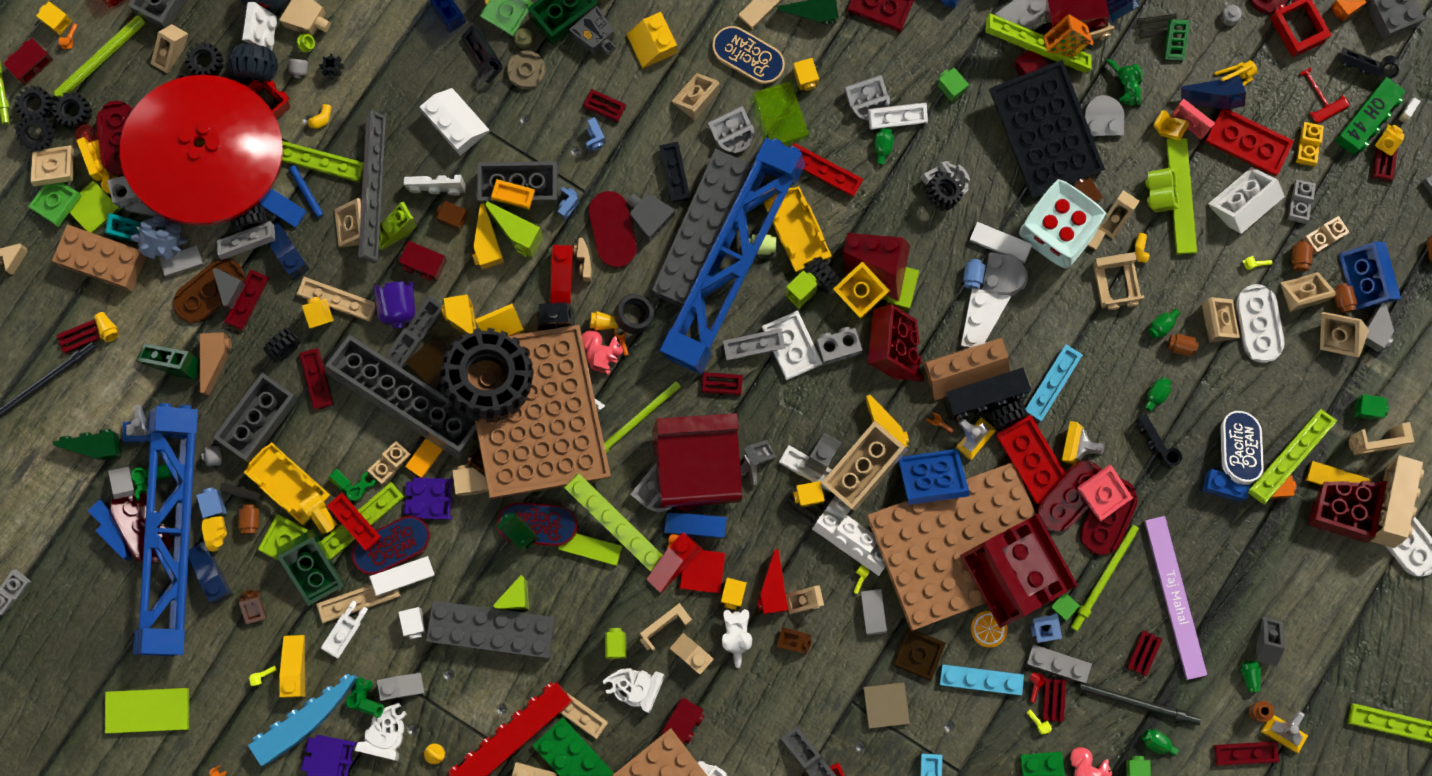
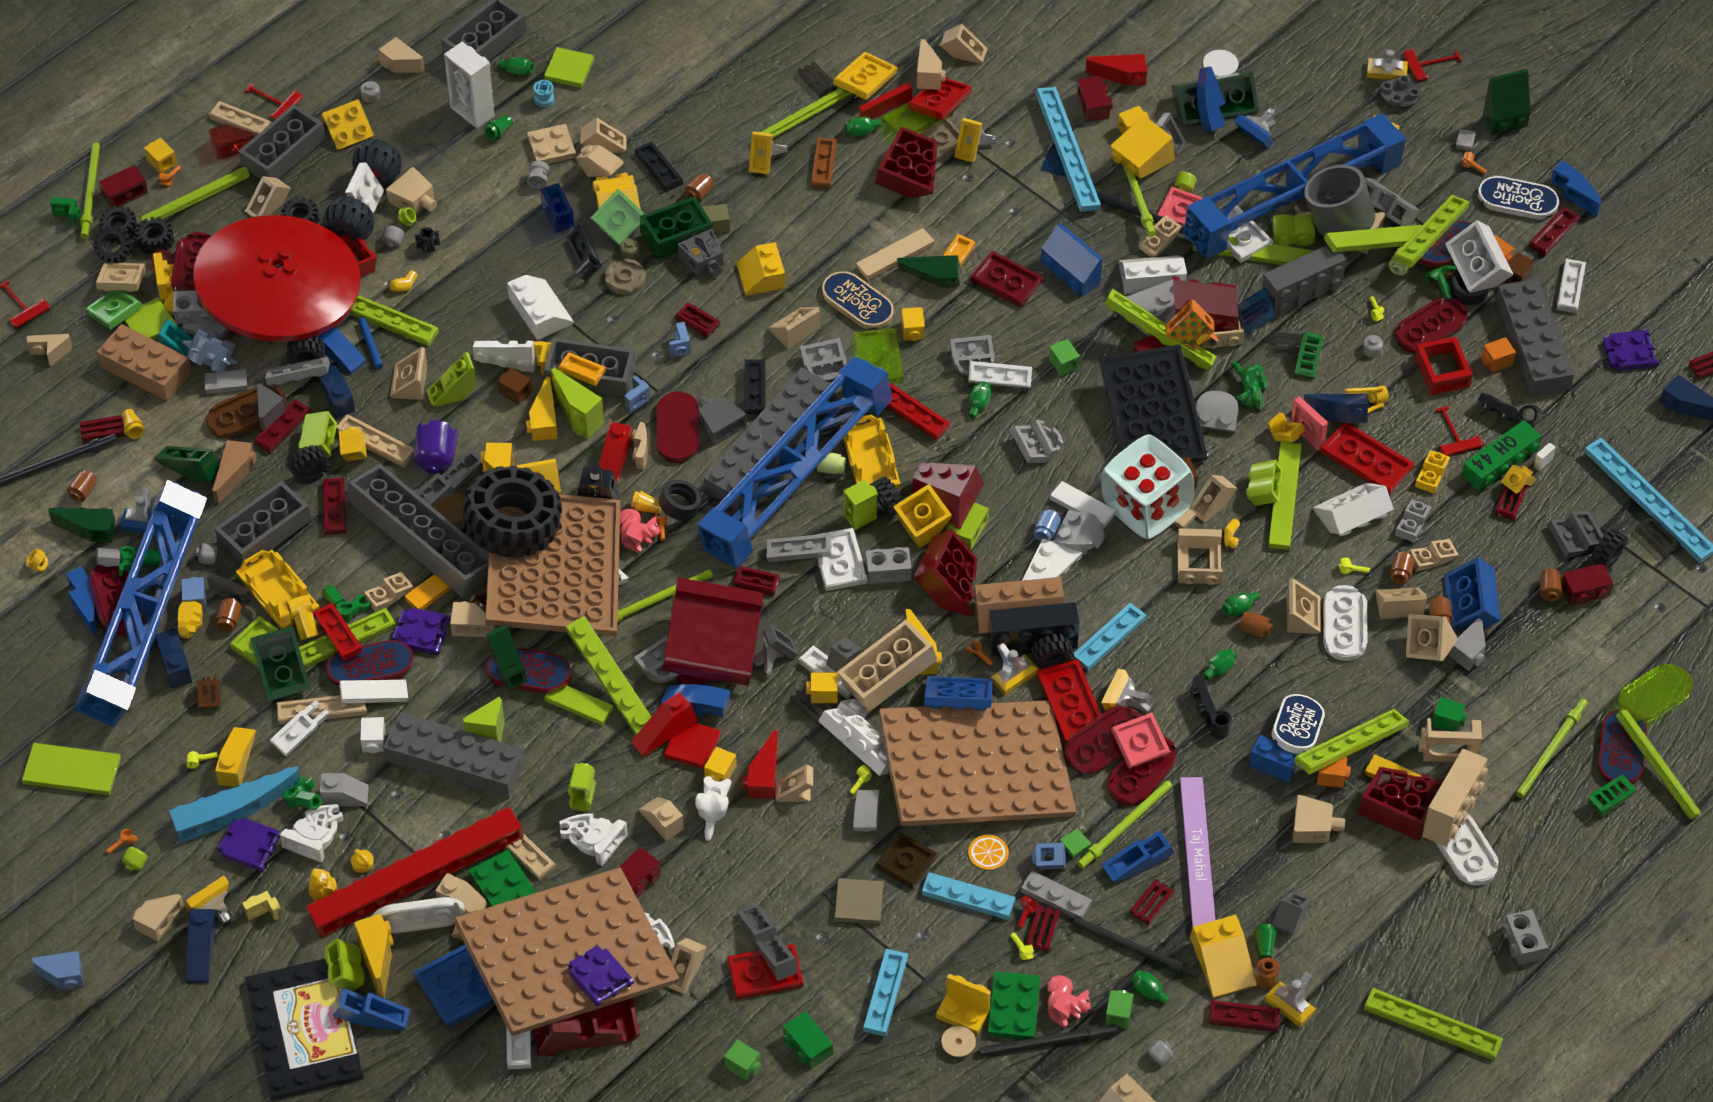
camera: 10 degrees right, 25 degrees down
(55, 493) = (35, 559): none -> yellow tile
(76, 406) = (81, 486): none -> dark orange brick
(282, 308) = (318, 430): none -> lime brick
(372, 186) = (439, 344): dark grey tile -> none
(422, 261) = (473, 419): dark red brick -> none
(471, 180) = (541, 353): none -> yellow bracket
(677, 611) = (658, 776): tan panel -> none
(794, 641) = (774, 821): reddish brown bracket -> none
(939, 199) = (1031, 442): black tyre -> none
(1019, 570) = (1028, 786): dark red panel -> none
(1124, 612) = (1138, 857): none -> blue slope
(1219, 701) = (1223, 956): none -> yellow slope
(1272, 543) = (1314, 821): none -> tan torso

